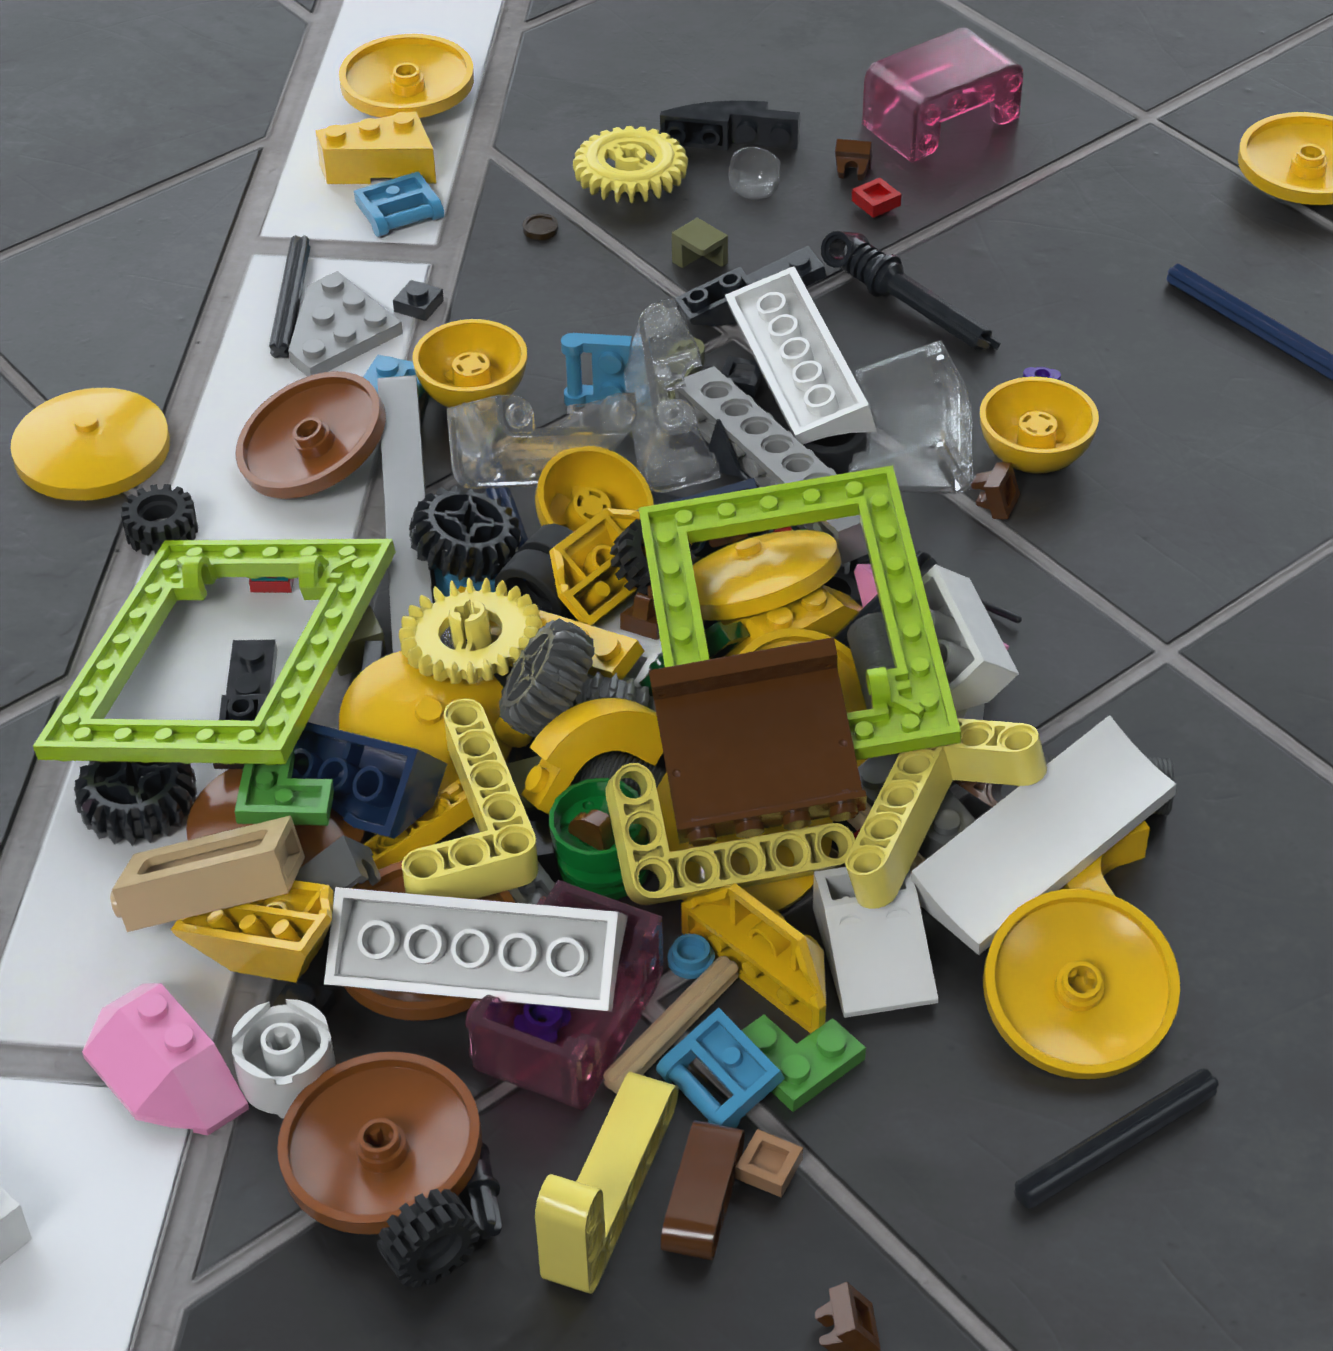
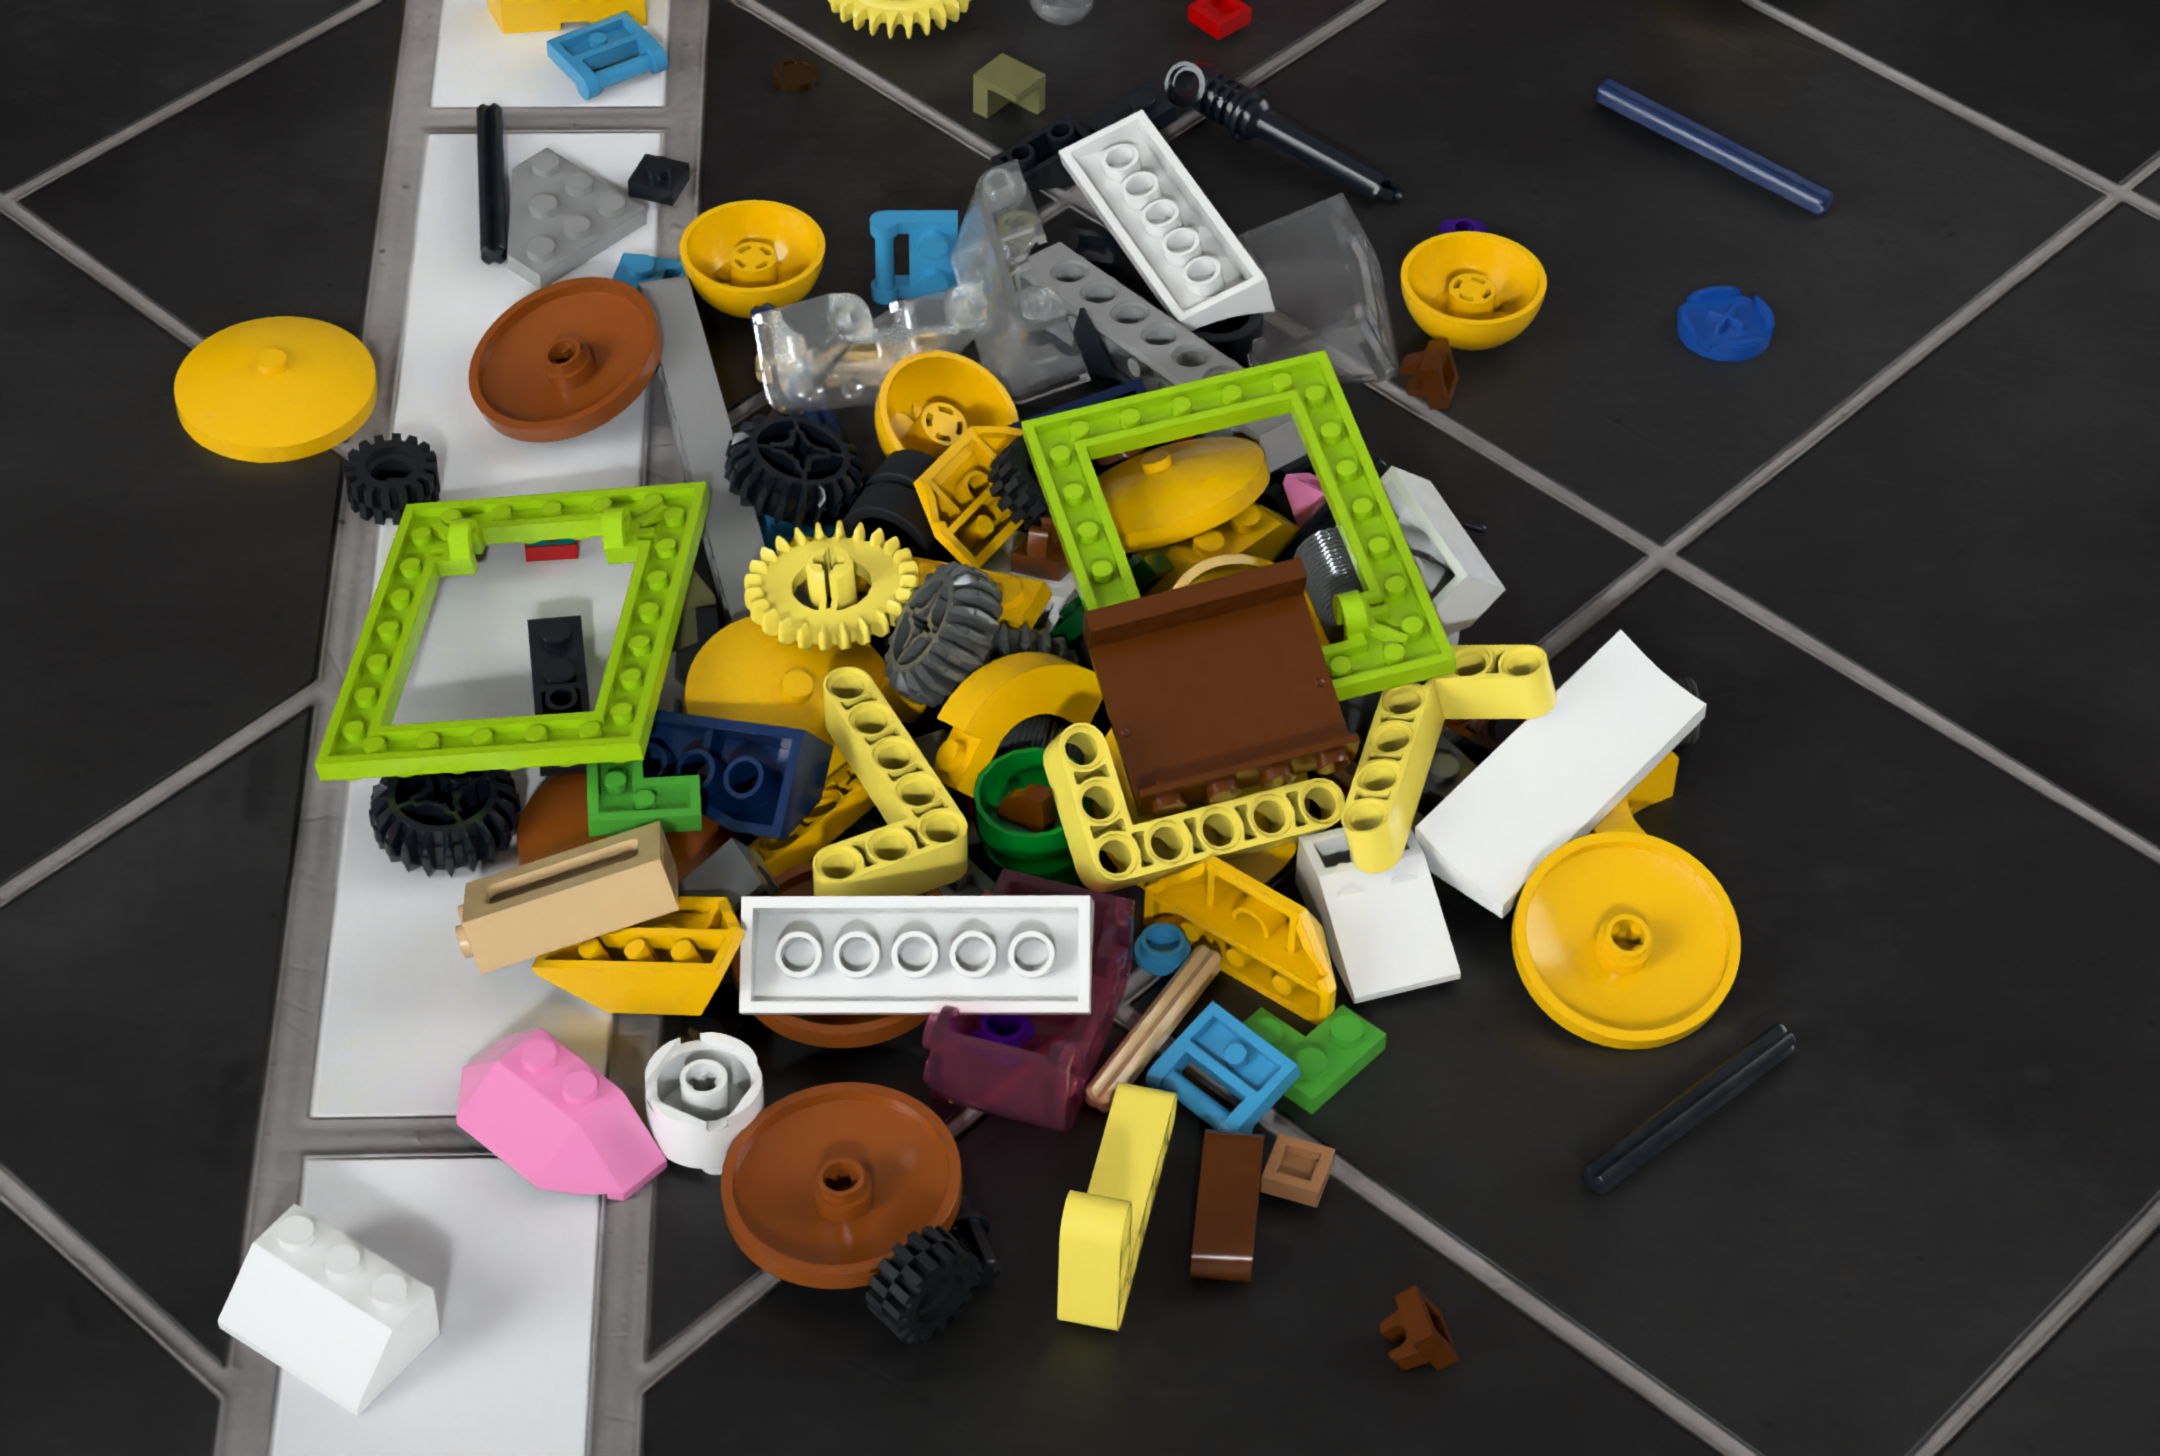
camera: 10 degrees left, 0 degrees up
(1245, 465) = (1725, 324): none -> blue tile

